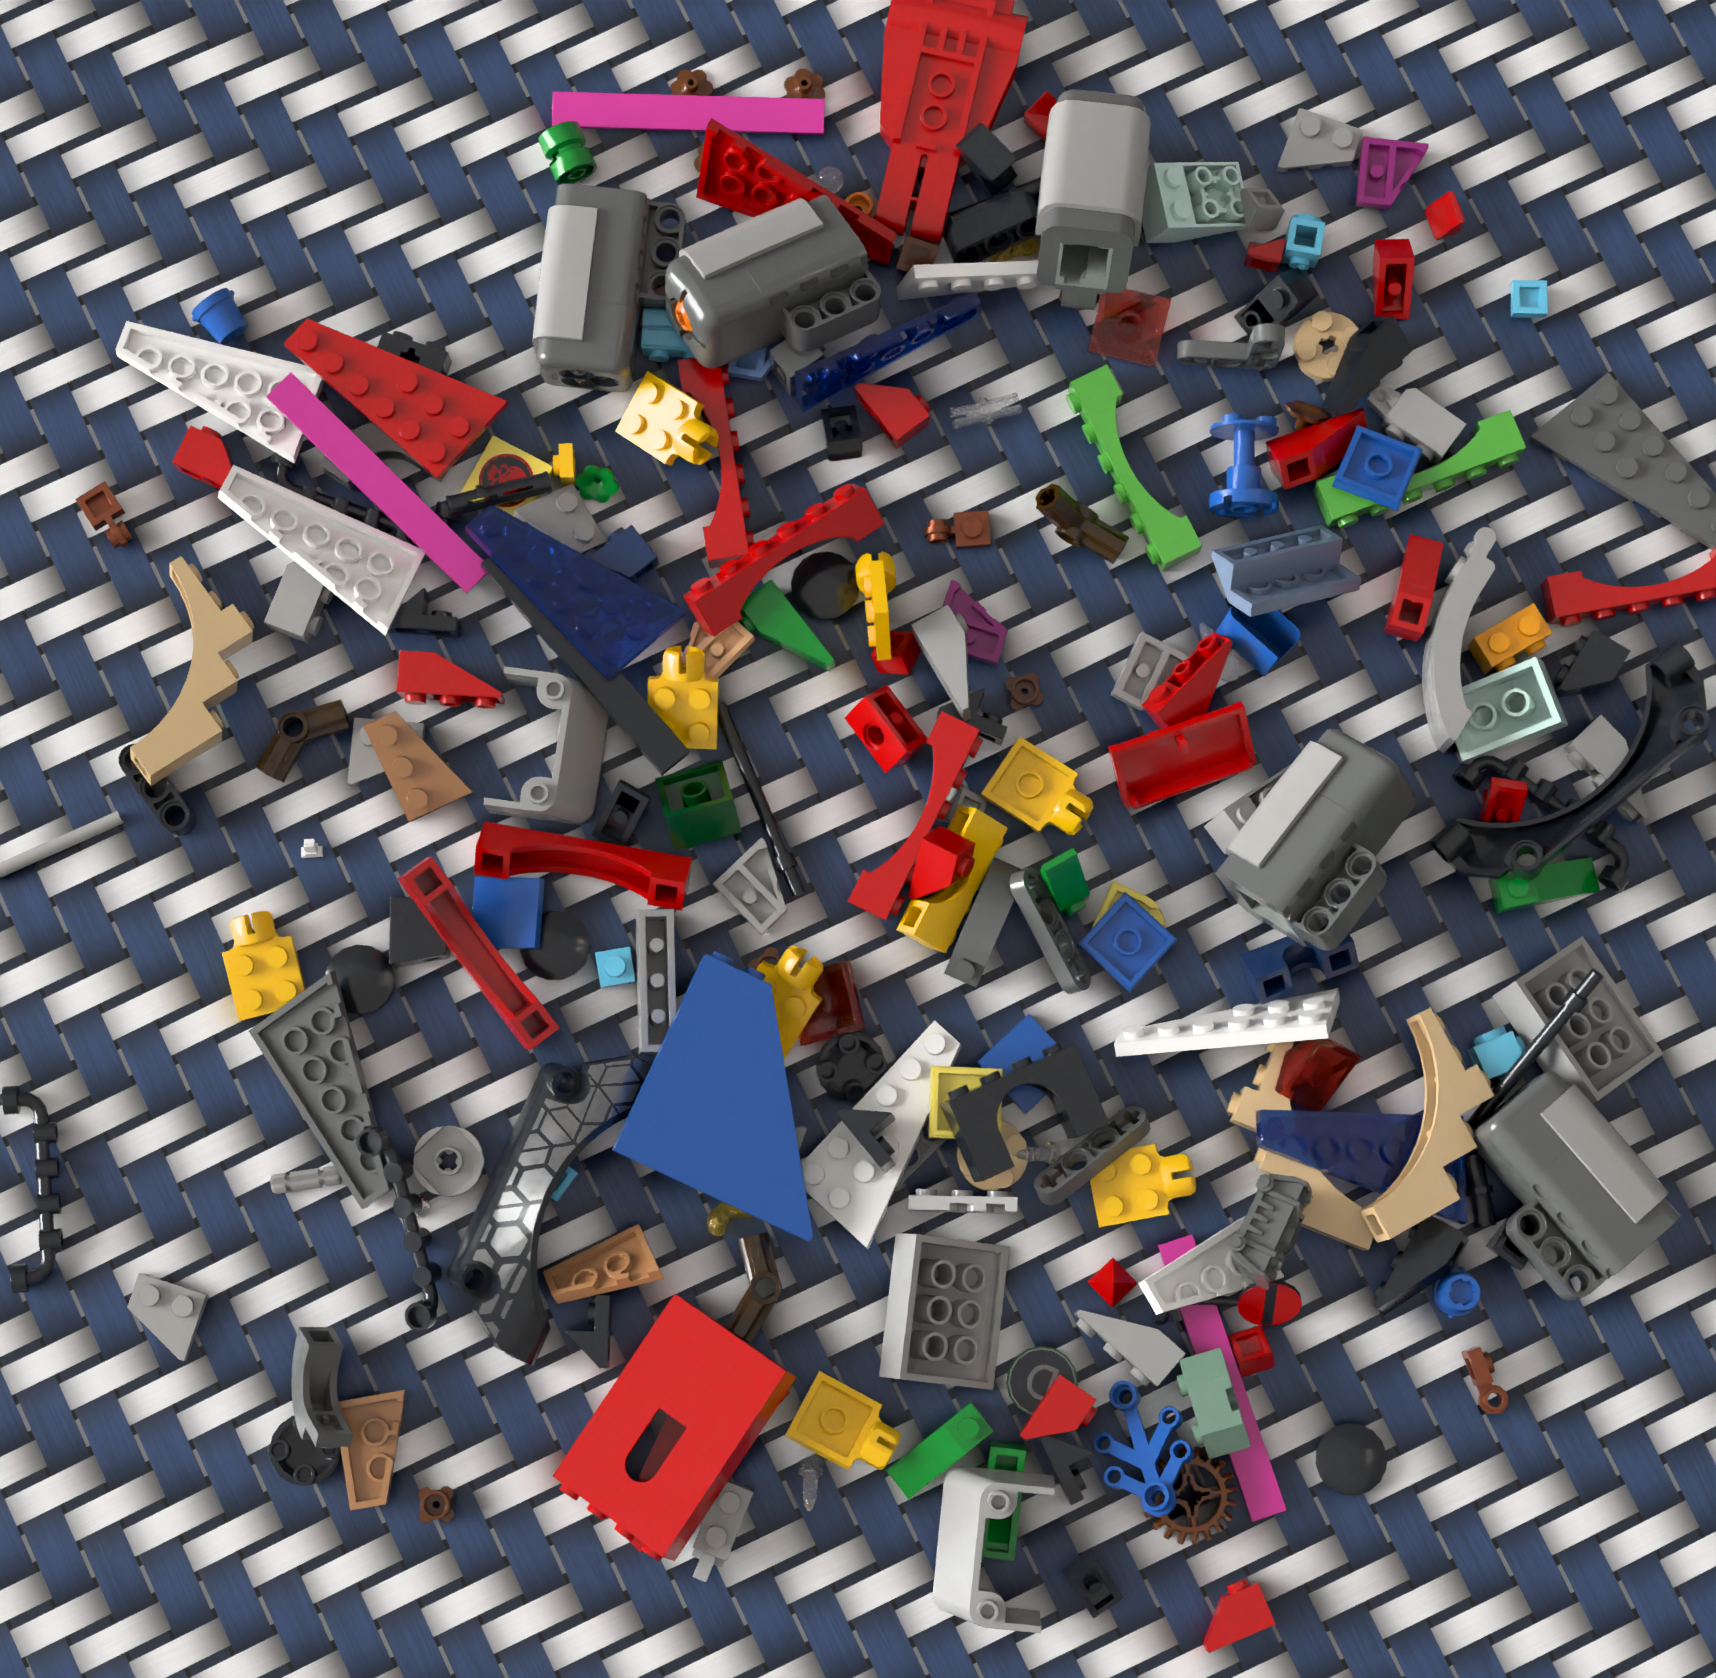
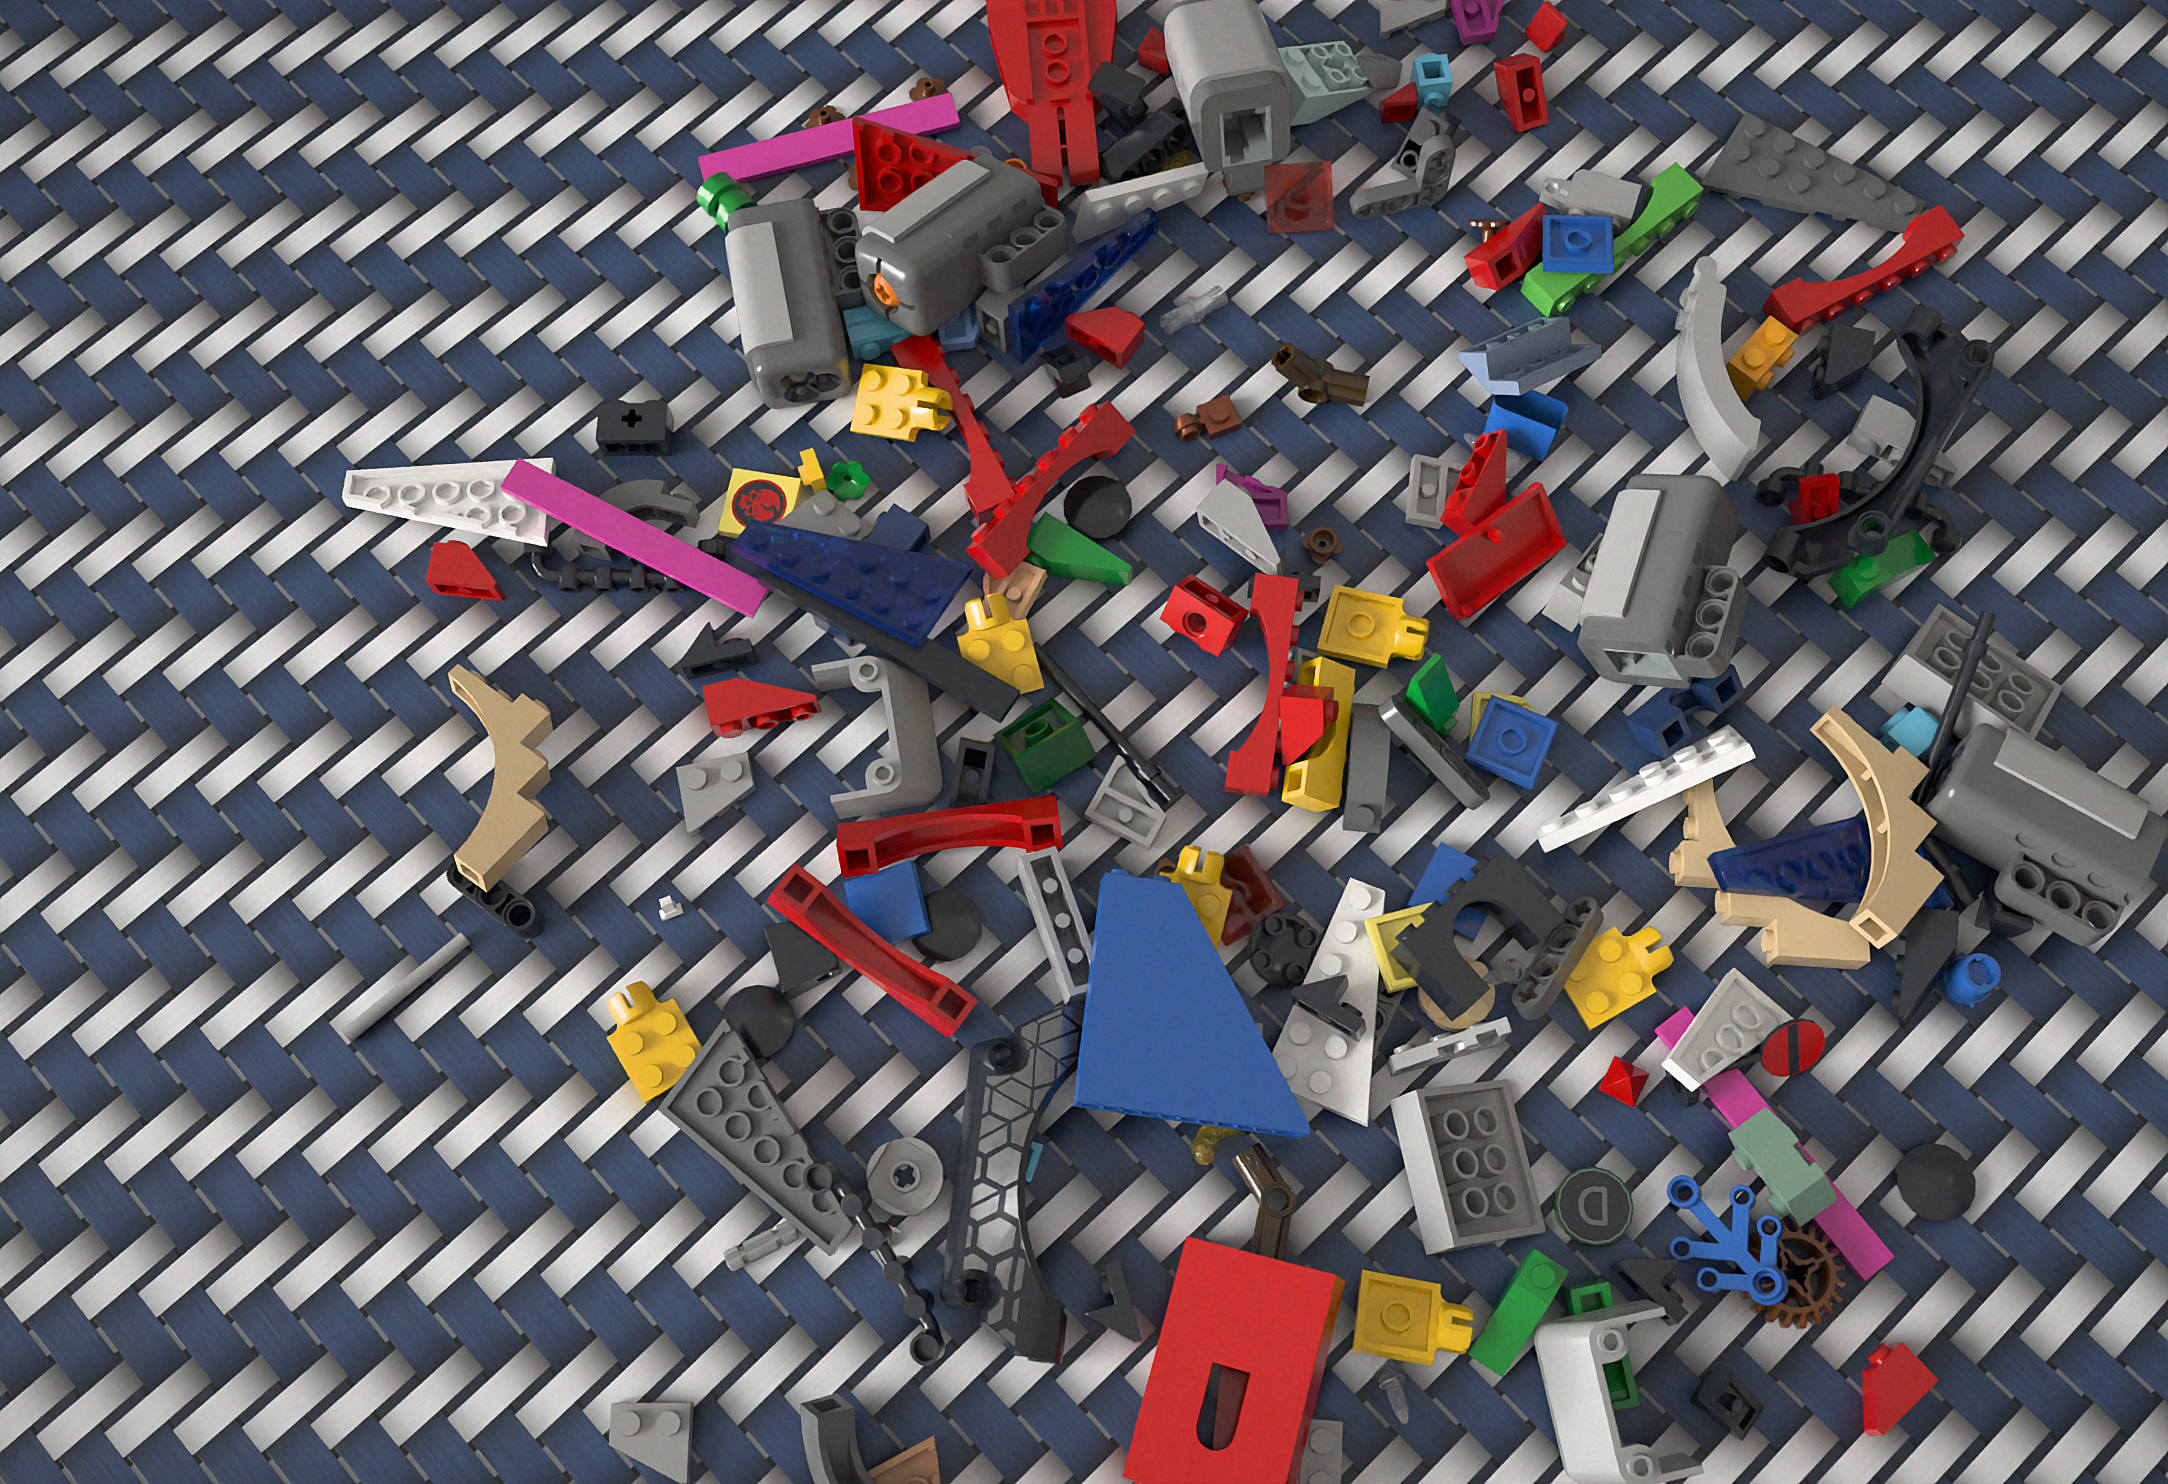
camera: 15 degrees left, 10 degrees down
(47, 1202) = (492, 1358): black bar -> none
(102, 509) = (368, 648): copper plate -> none
(220, 316) = (437, 438): blue piece -> none
(298, 604) = (590, 668): light grey hinge -> none
(317, 724) = (615, 817): dark brown piece -> none
(345, 555) = (624, 614): white wing -> none
(411, 404) = (645, 457): red wing -> none
(414, 770) = (749, 795): medium nougat wing -> none
(538, 483) = (791, 496): black pin -> none
(606, 1267) = (1104, 1233): medium nougat wing -> none
(615, 967) = (1013, 928): medium azure plate -> none
(876, 581) = (1147, 484): yellow plate -> none
(903, 654) = (1186, 546): red slope -> none
(916, 252) = (1074, 194): reddish brown plate -> none
(1060, 1410) = (1626, 1227): red slope -> none
(1141, 1346) = (1680, 1135): light grey slope -> none
(1167, 536) = (1401, 363): bright green arch -> none
(1243, 481) = (1462, 301): blue piece -> none
(1251, 1351) = (1792, 1103): red slope -> none
(1270, 1227) = (1772, 966): dark grey piece -> none
(1308, 350) = (1490, 149): tan plate -> none
(1315, 1071) = (1745, 802): clear red slope -> none
(1367, 358) = (1528, 158): black slope -> none
(1414, 589) = (1652, 344): red slope -> none
(1480, 1369) = (2027, 1049): copper plate -> none
(1509, 709) = (1793, 416): light aqua slope -> none
(1529, 298) = (1649, 72): medium azure plate -> none

